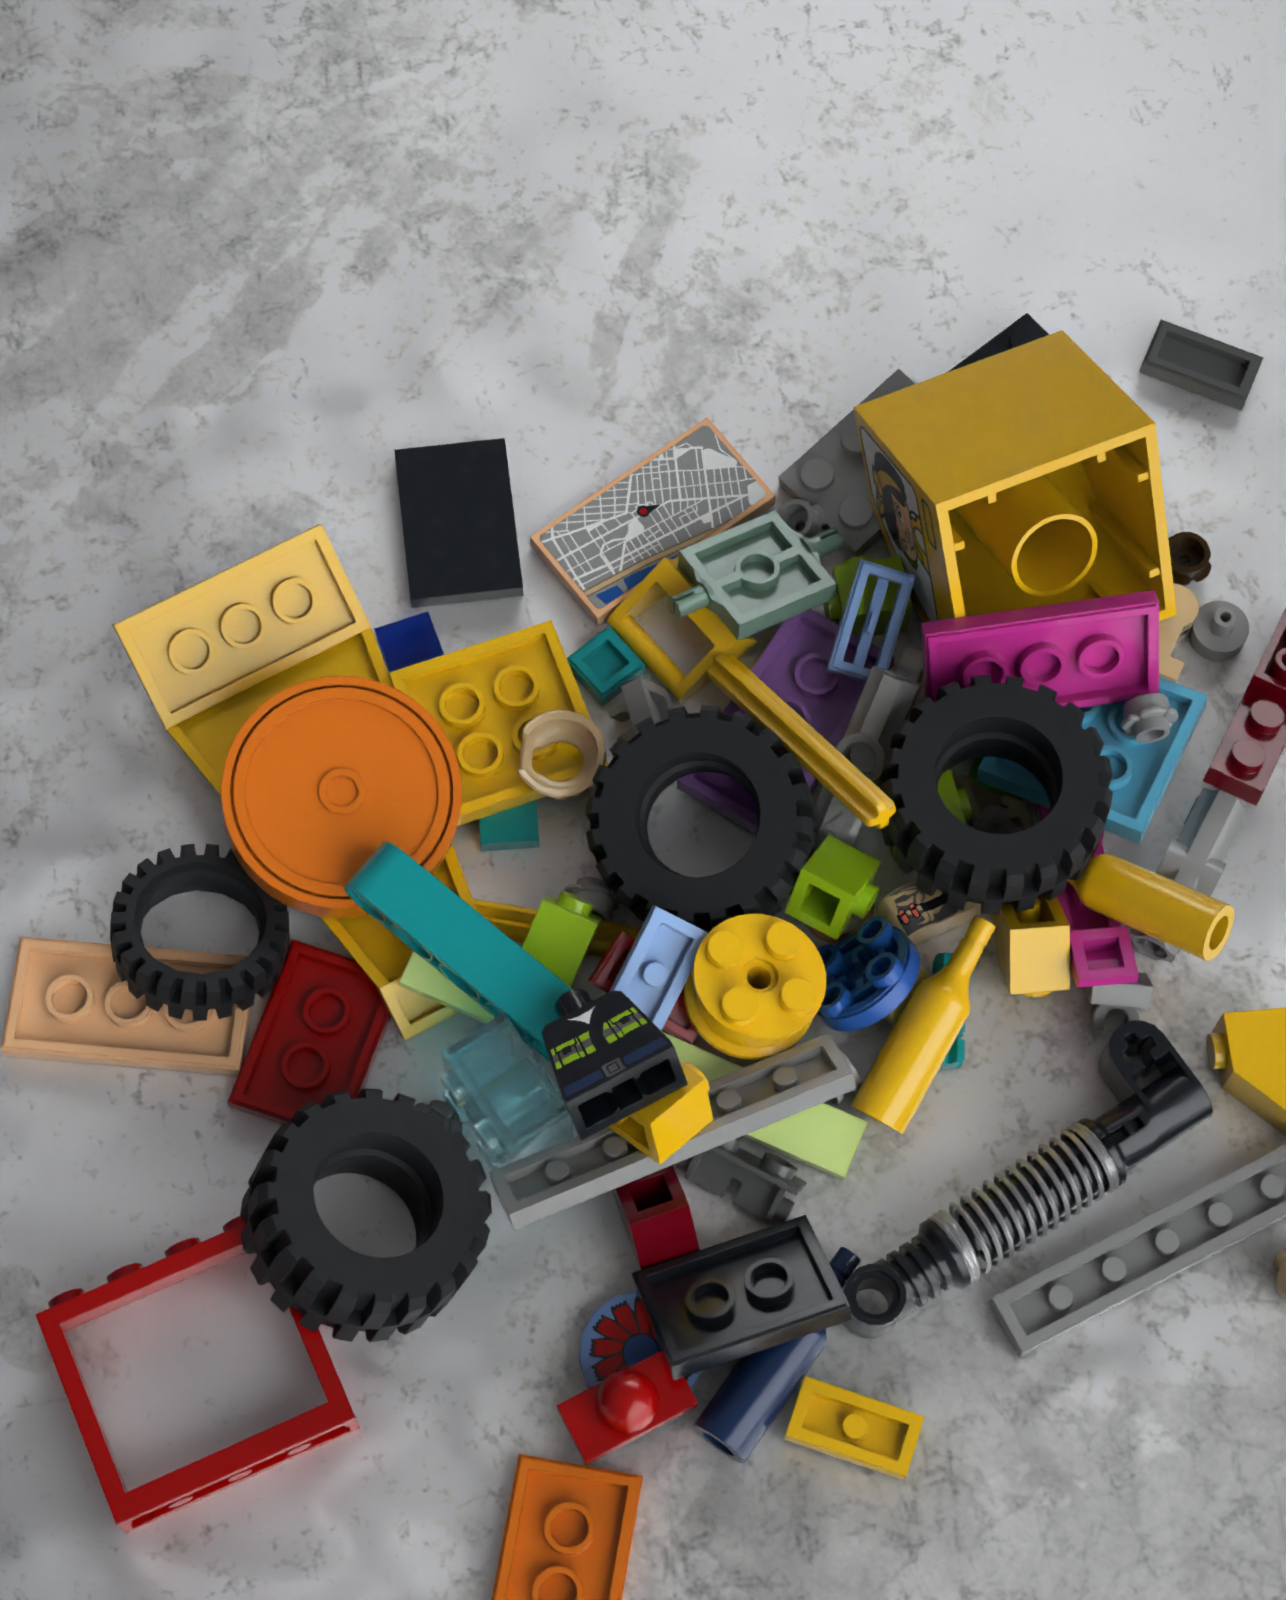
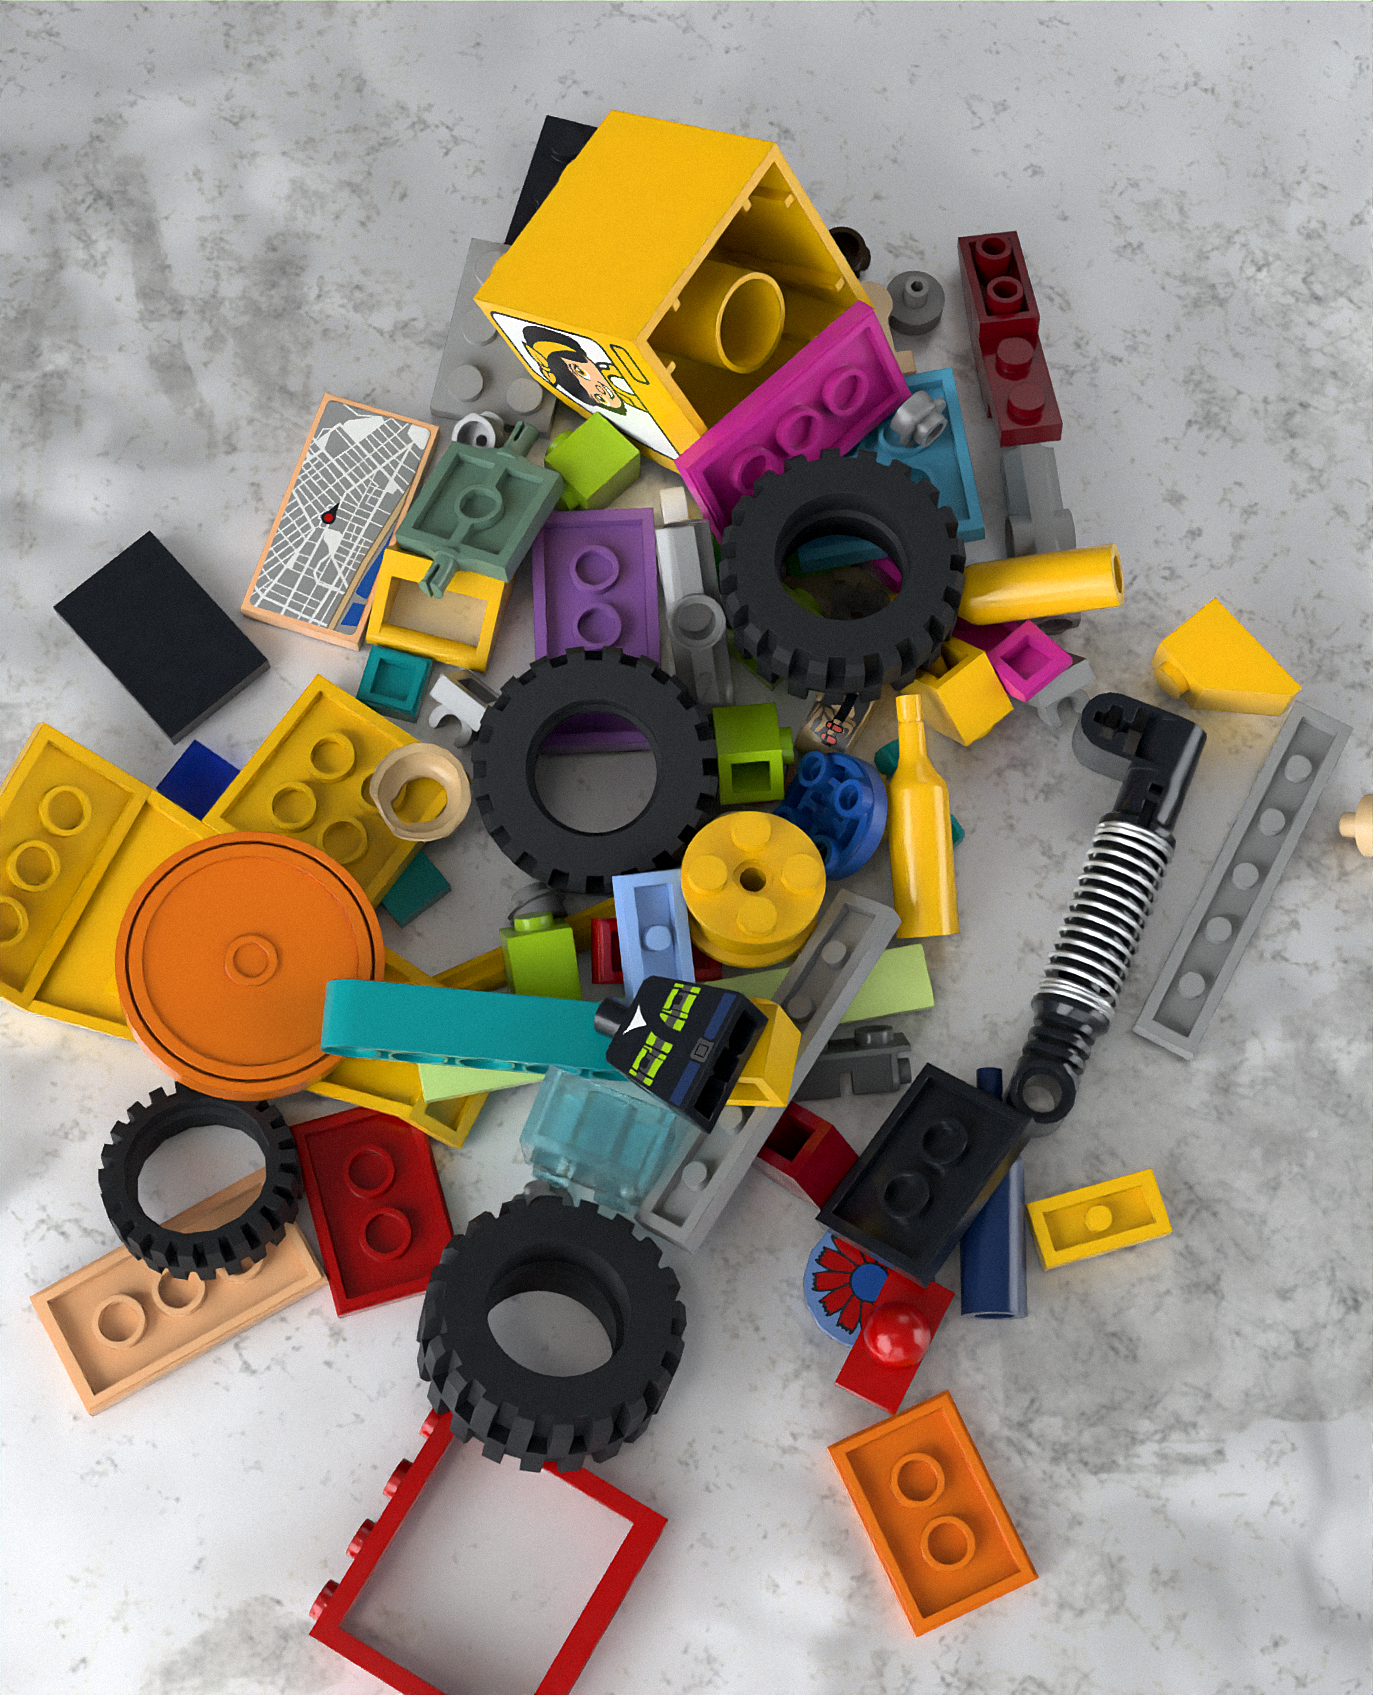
camera: 35 degrees left, 5 degrees up
(798, 736) = (654, 640): yellow axle -> none
(884, 575) = (592, 496): light blue tile -> none
(1201, 364) = (731, 69): dark grey tile -> none

